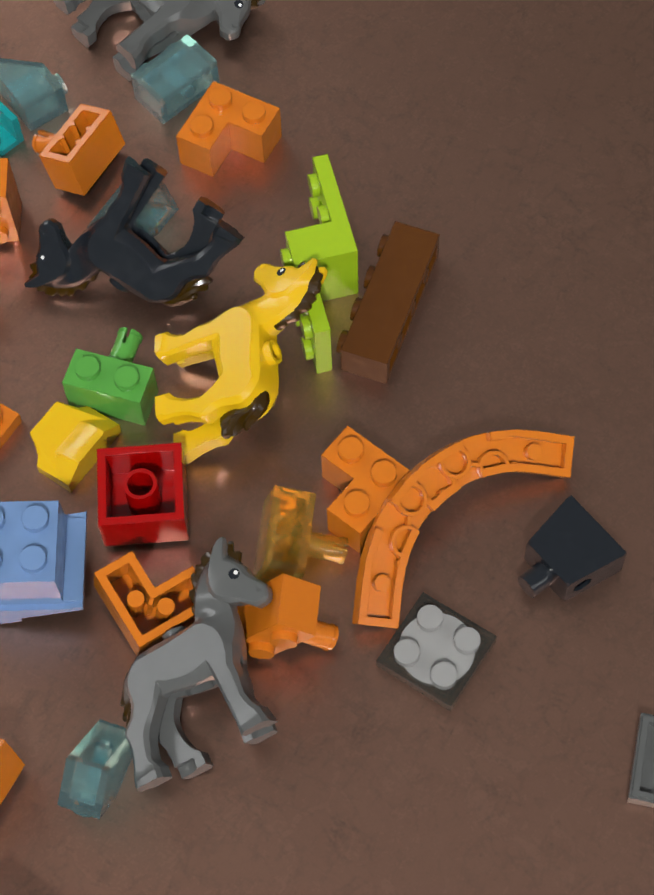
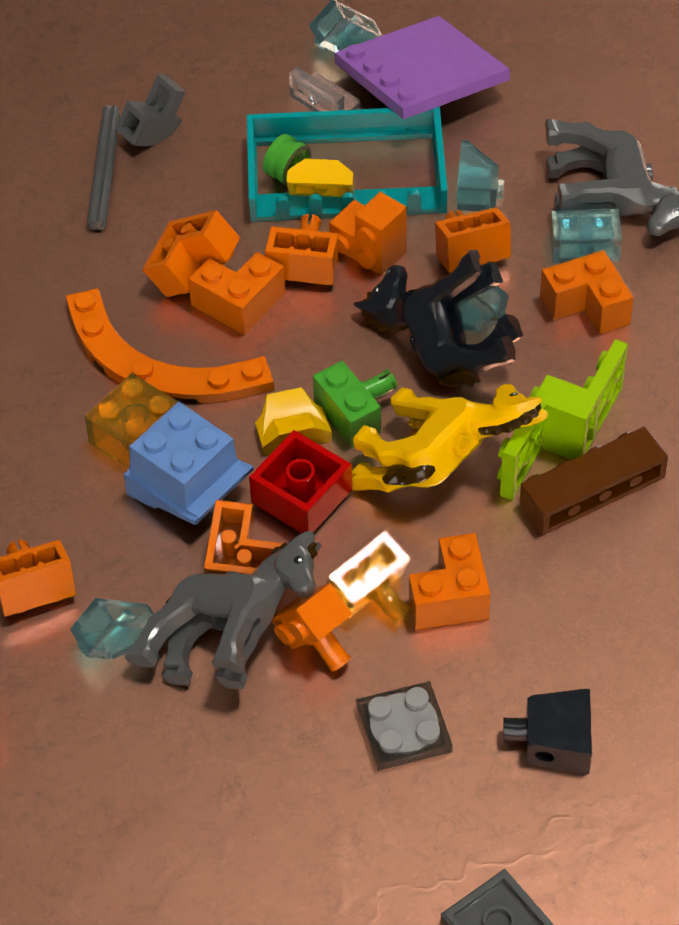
camera: 40 degrees right, 10 degrees down
(425, 489) = (498, 609): orange plate -> none

